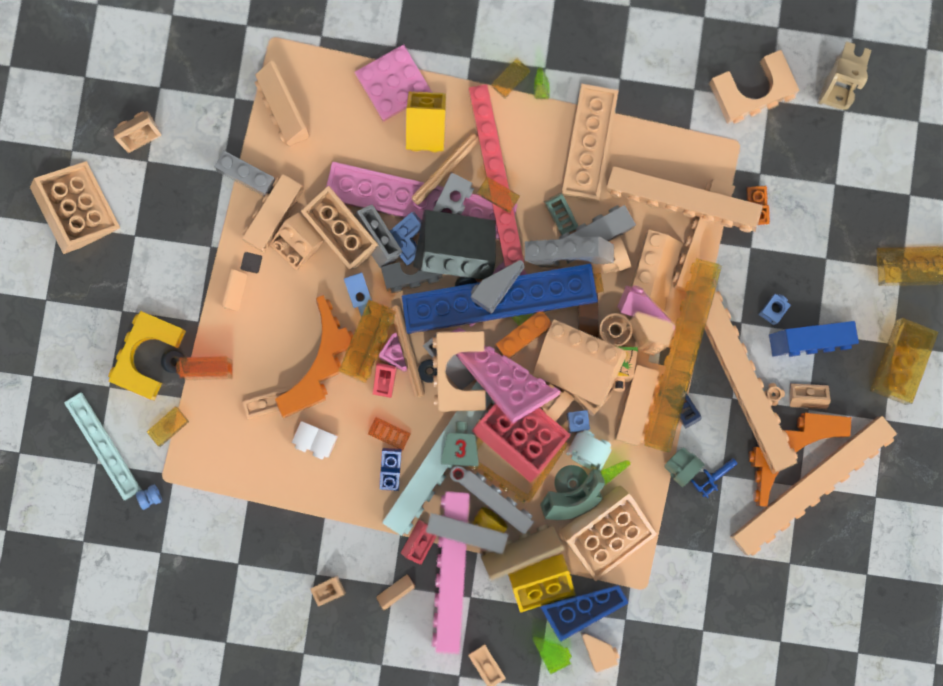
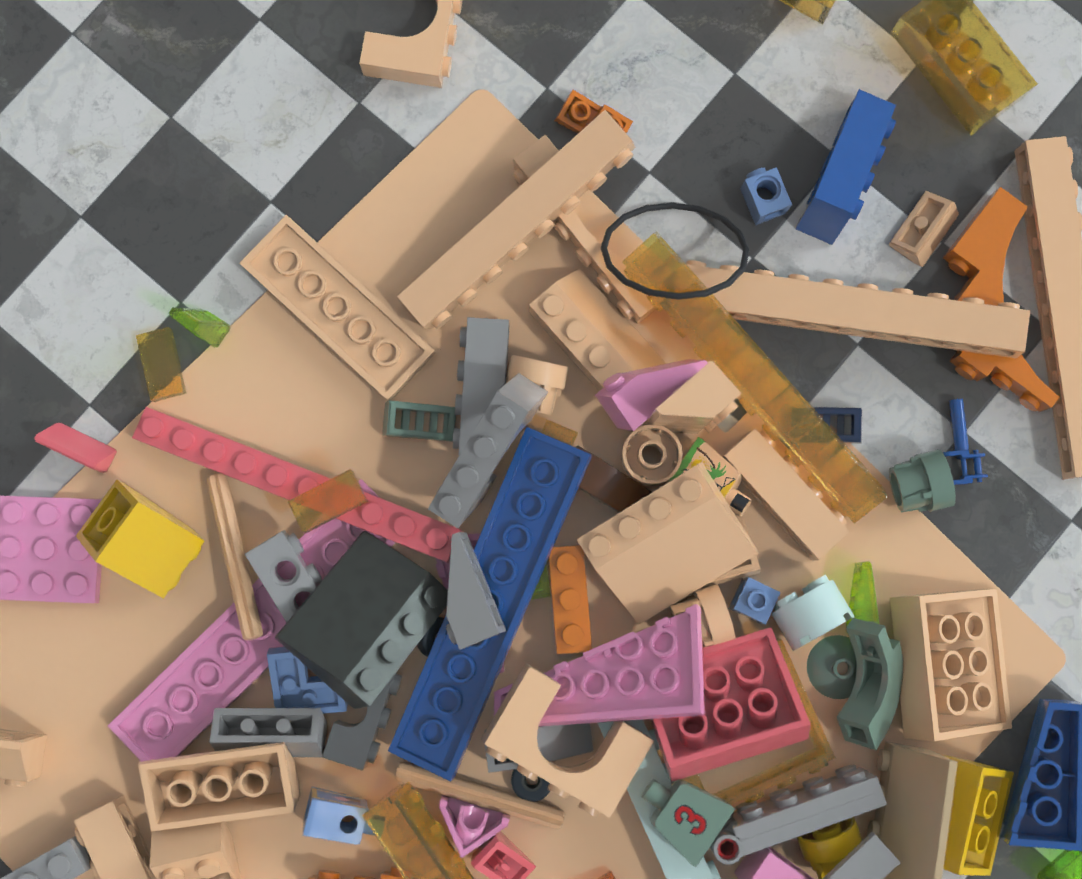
camera: 50 degrees left, 0 degrees up
(448, 65) = (77, 446): none -> coral slope
(698, 295) = (671, 295): none -> black piece
(778, 393) = (894, 270): light nougat plate -> none

